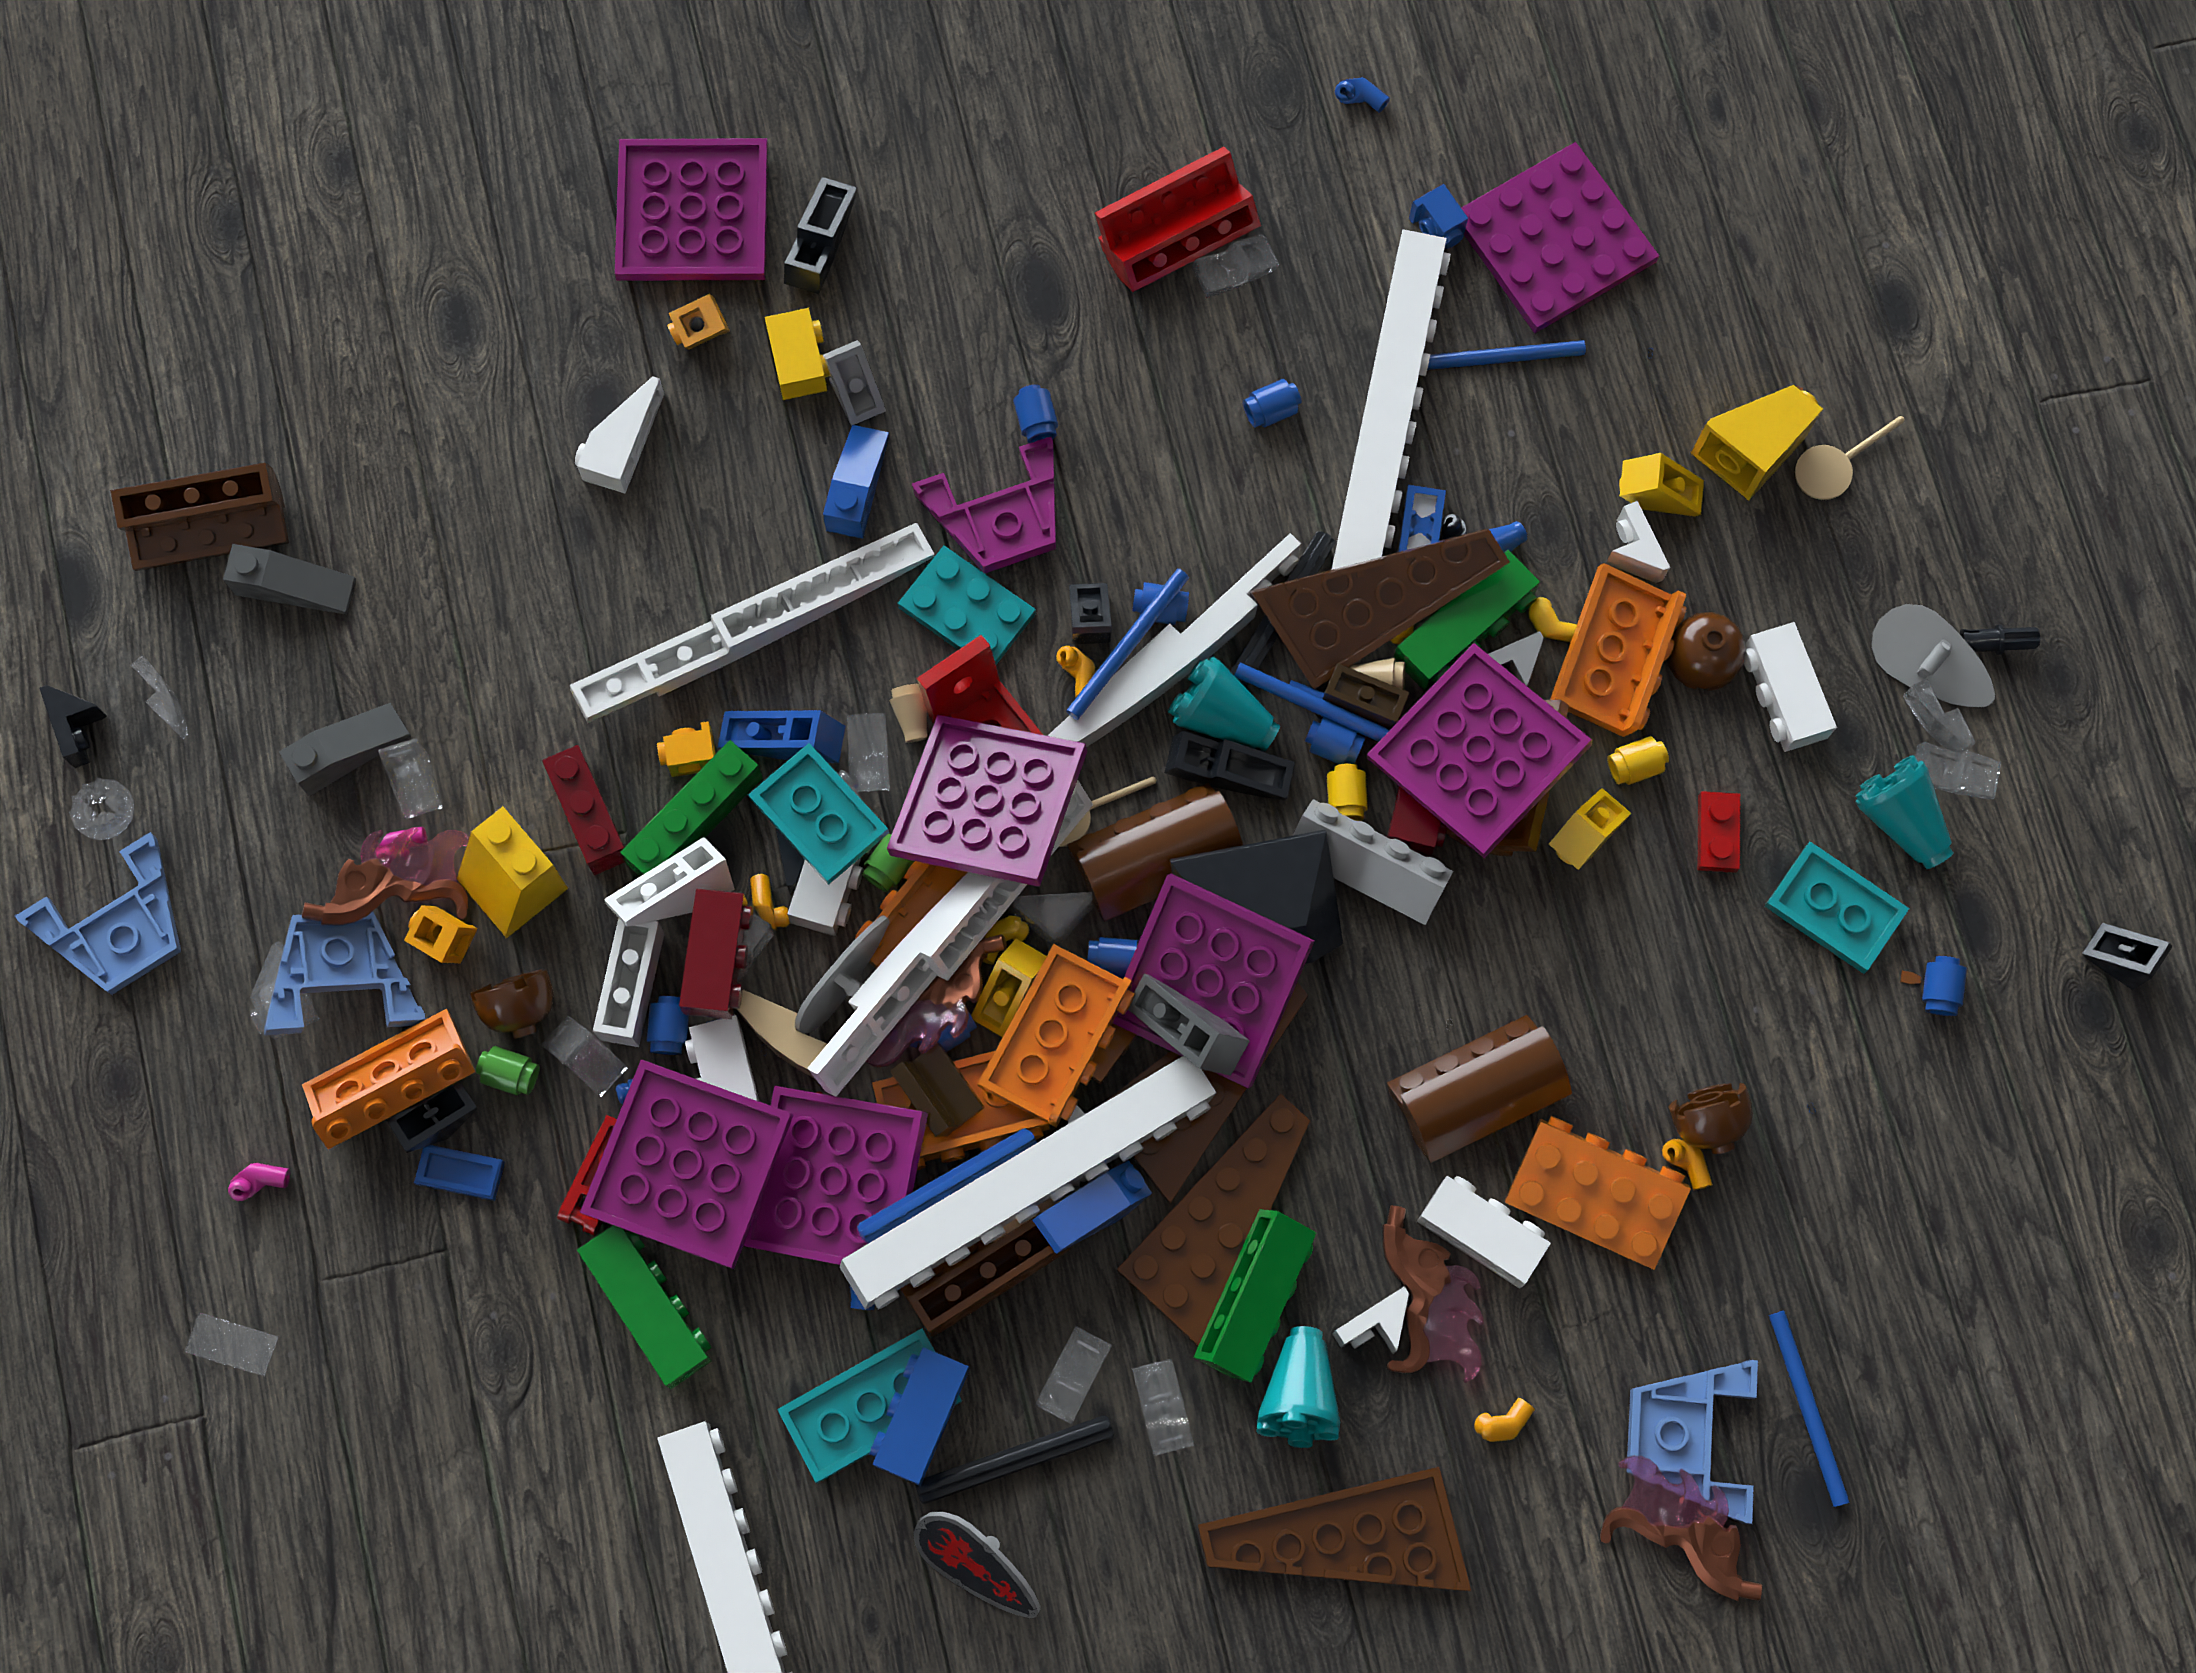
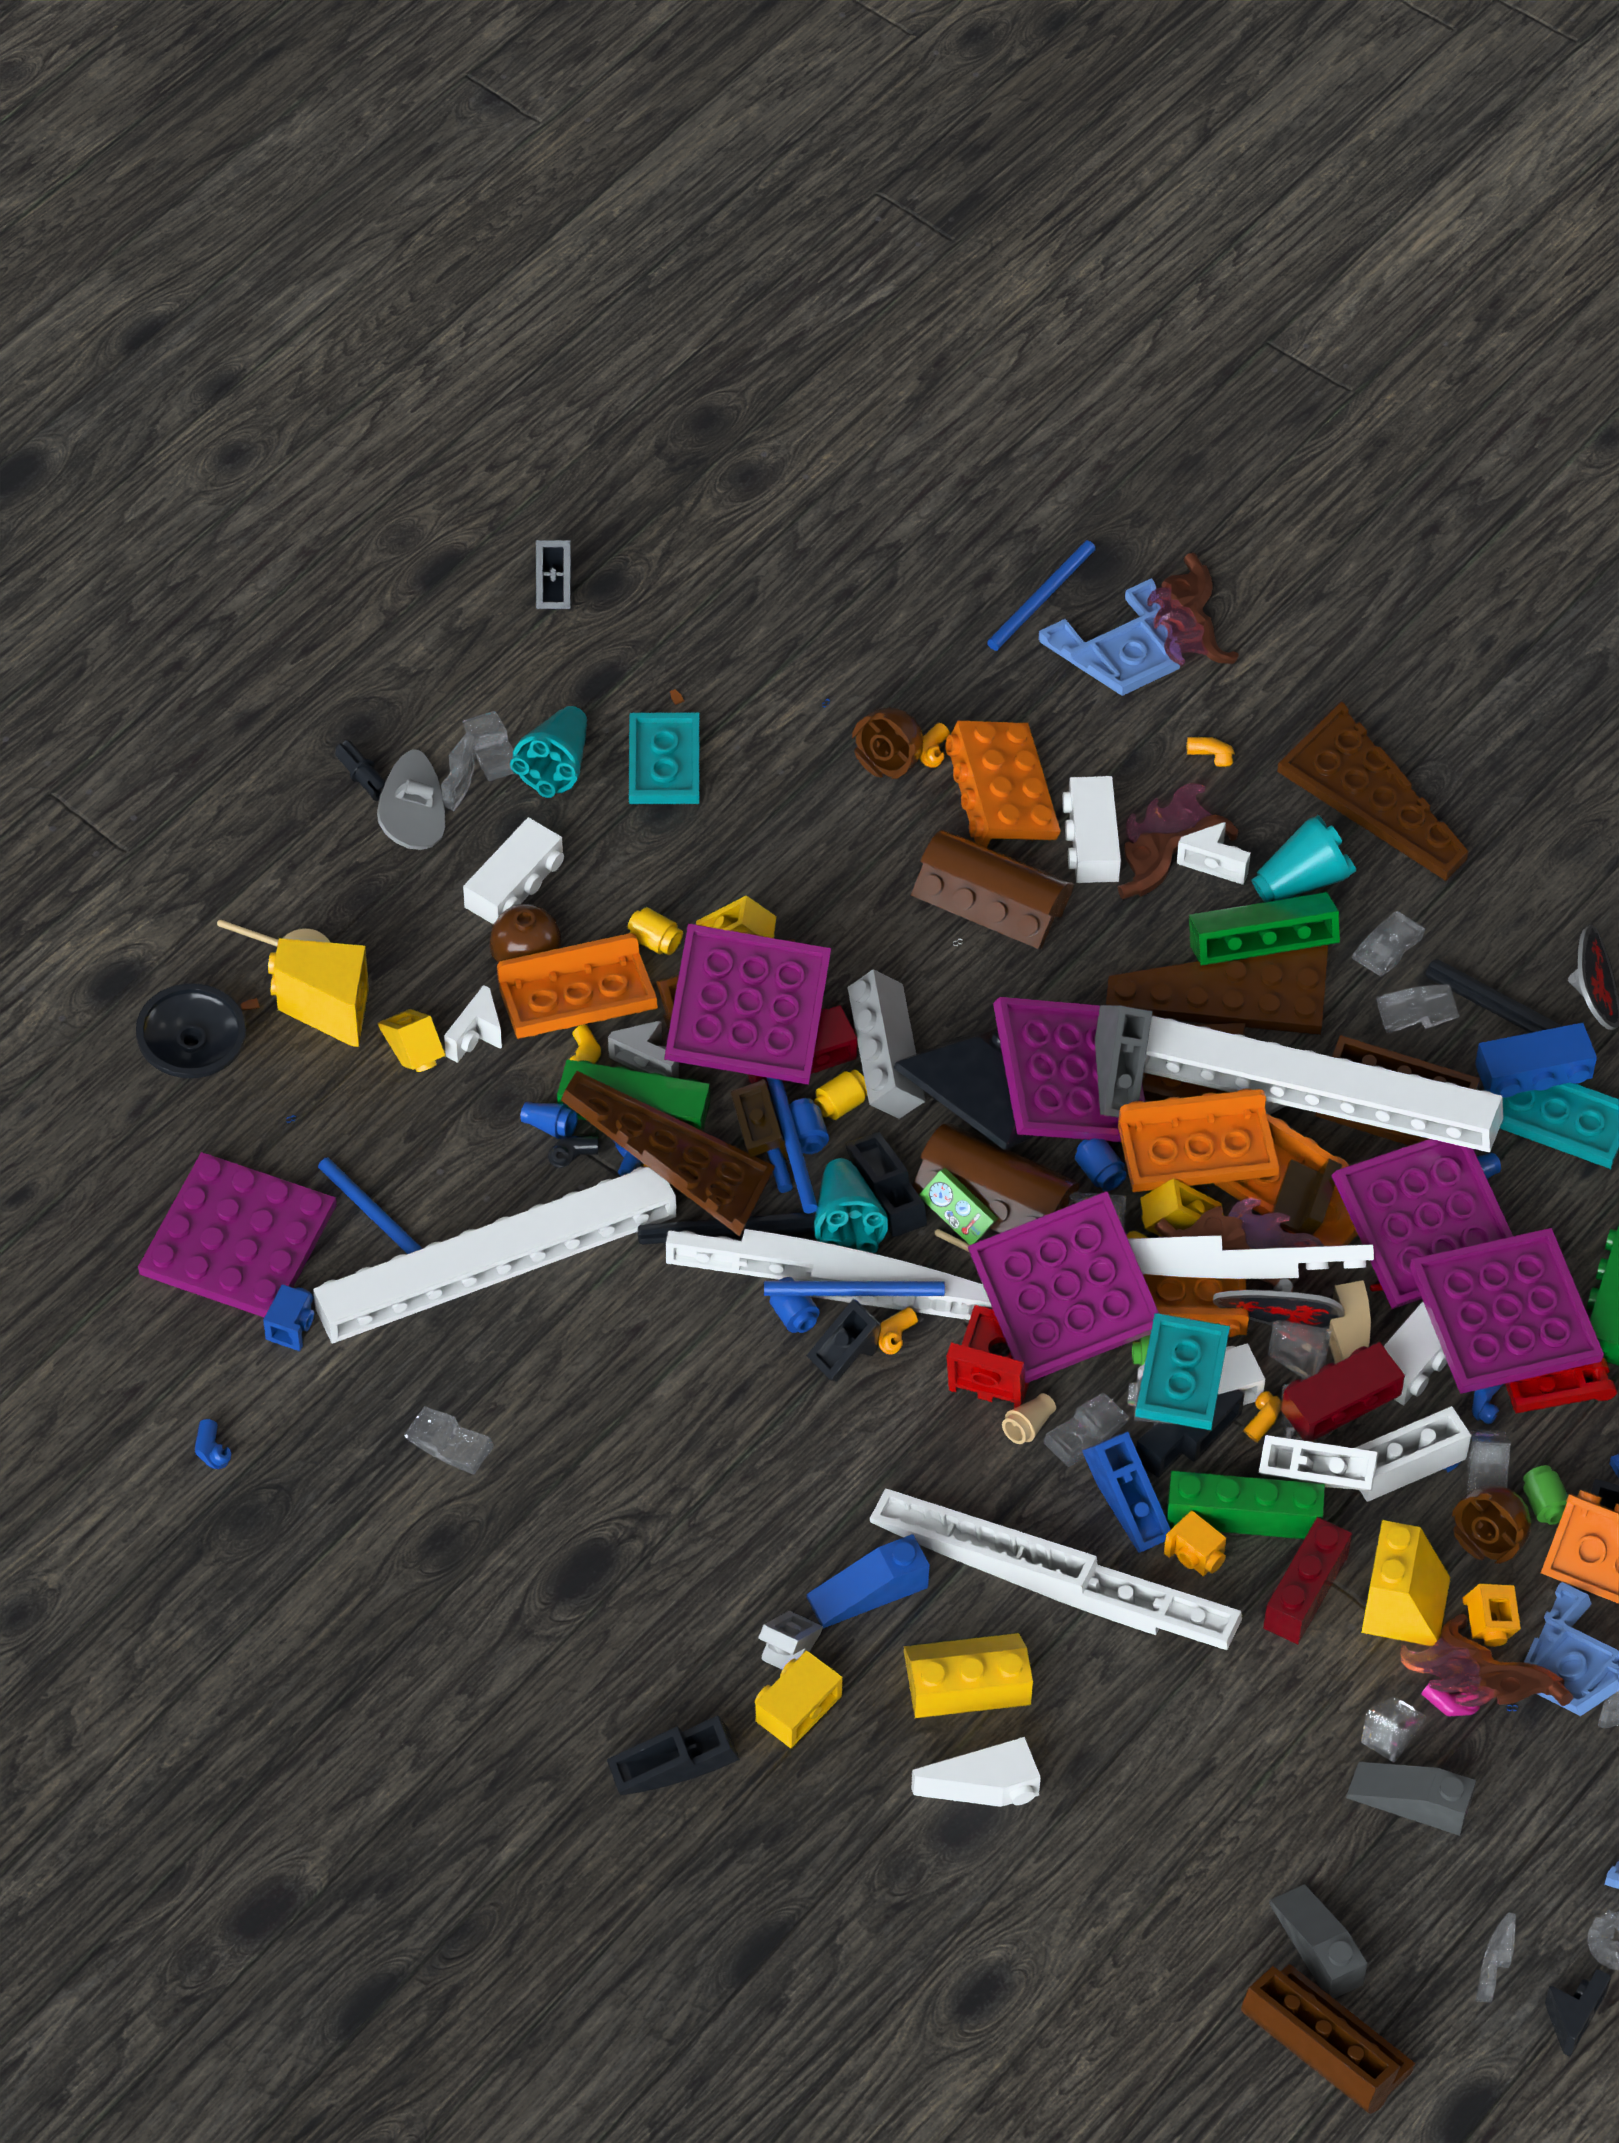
camera: 125 degrees left, 20 degrees down
(667, 1026) = (1413, 1409): blue brick -> none
(691, 209) = (731, 1873): magenta plate -> none
(701, 308) = (833, 1789): light orange brick -> none
(721, 494) = (969, 1675): none -> yellow slope
(790, 976) = (1299, 1347): none -> clear slope
(944, 1186) = (1371, 1128): blue axle -> none
(965, 603) = (909, 1441): teal plate -> none
(1003, 524) = (816, 1451): magenta wing -> none
(1035, 413) = (705, 1491): blue brick -> none
(1093, 1207) = (1320, 1036): blue slope -> none
(1153, 797) = (958, 1206): none -> tile
(1176, 220) = (450, 1494): red brick -> none
(1272, 403) = (556, 1333): blue brick -> none
(1384, 670) = (724, 1124): tan cone -> none
(1421, 517) = (576, 1173): blue piece -> none
(1718, 831) = (664, 860): red plate -> none
(1791, 290) = (190, 1016): none -> black dish
(1944, 986) = (670, 667): blue brick -> none

